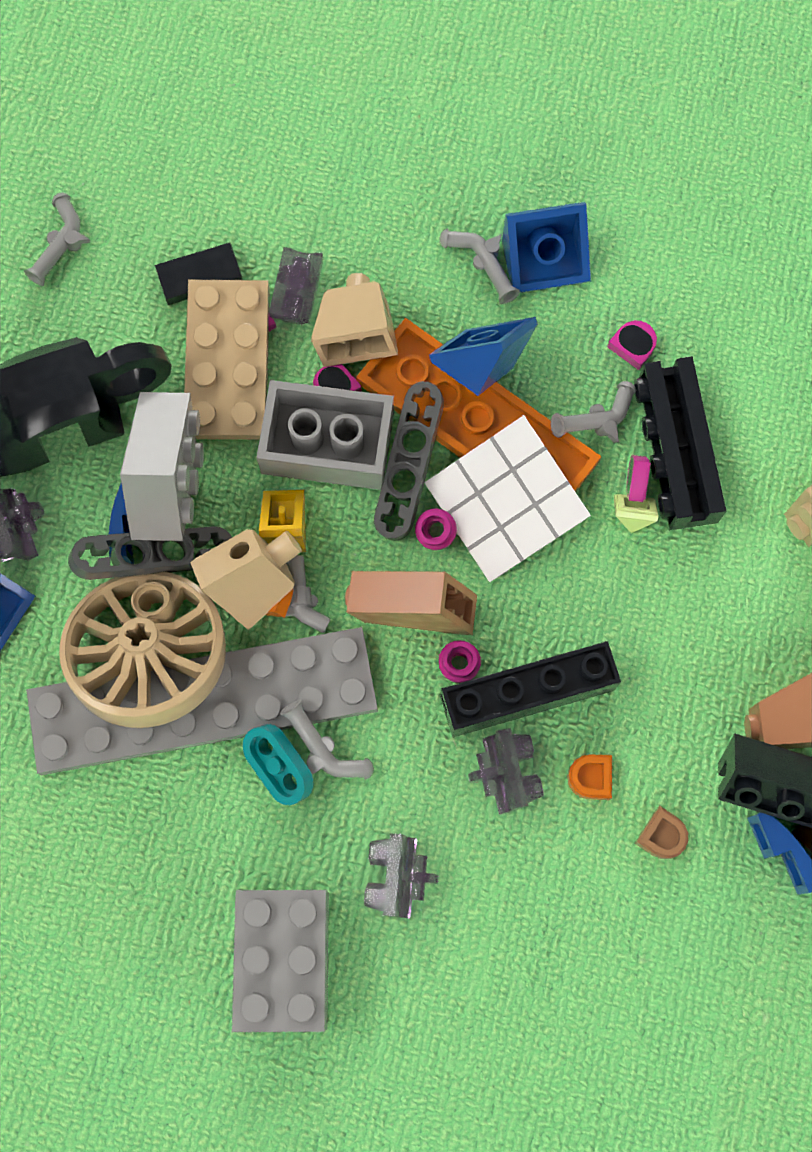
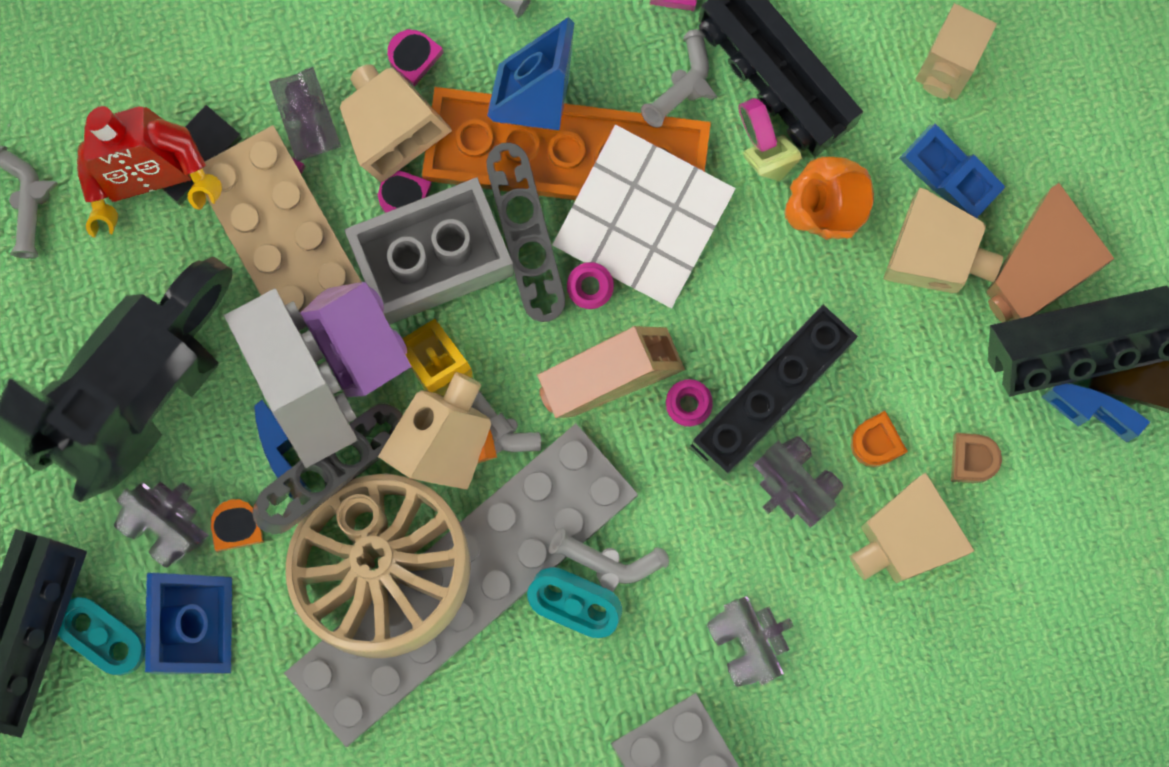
camera: 35 degrees left, 5 degrees up
(54, 559) = (234, 526): none -> tile
(153, 246) = (137, 155): none -> red torso
(227, 463) = (356, 338): none -> medium lavender slope
(404, 288) = (413, 54): none -> tile
(575, 866) = (911, 535): none -> tan torso
(662, 564) = (830, 198): none -> orange hair
(729, 651) = (940, 247): none -> tan torso
(772, 600) = (952, 173): none -> blue slope

